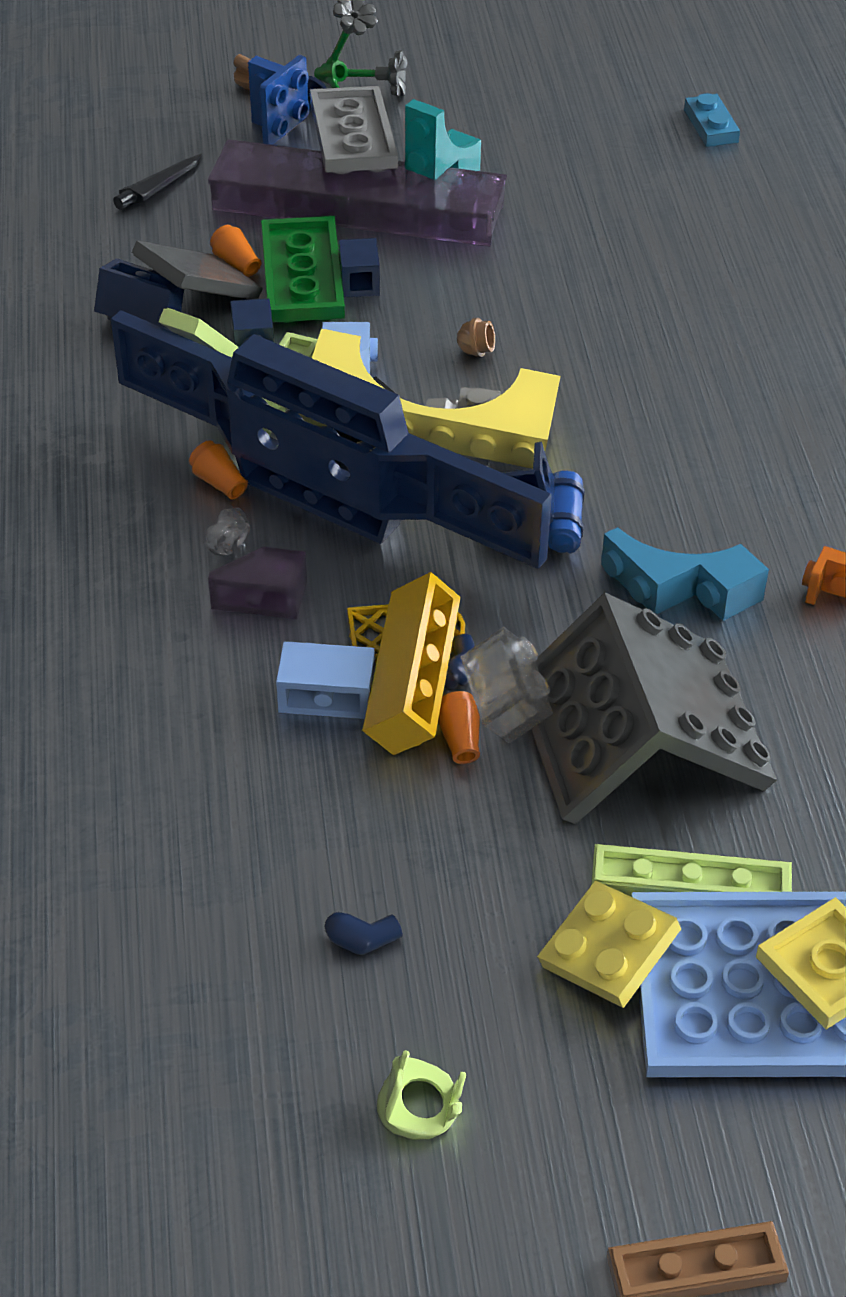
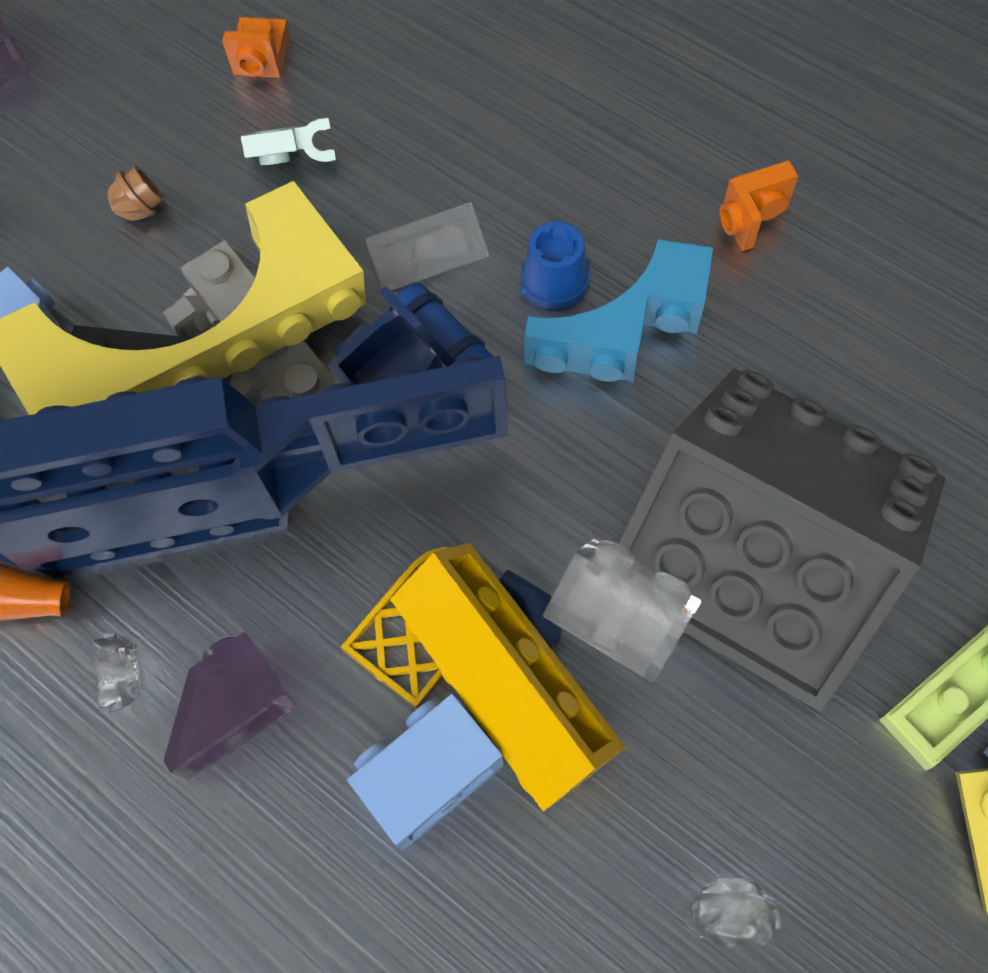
camera: 40 degrees left, 20 degrees up
(406, 847) = (735, 912): none -> clear plate
(460, 726) = (621, 697): orange cone -> none
(582, 364) = (275, 144): none -> light aqua plate
(603, 461) = (426, 247): none -> clear brick
(633, 312) = (257, 46): none -> orange bracket
(672, 522) = (555, 267): none -> blue piece

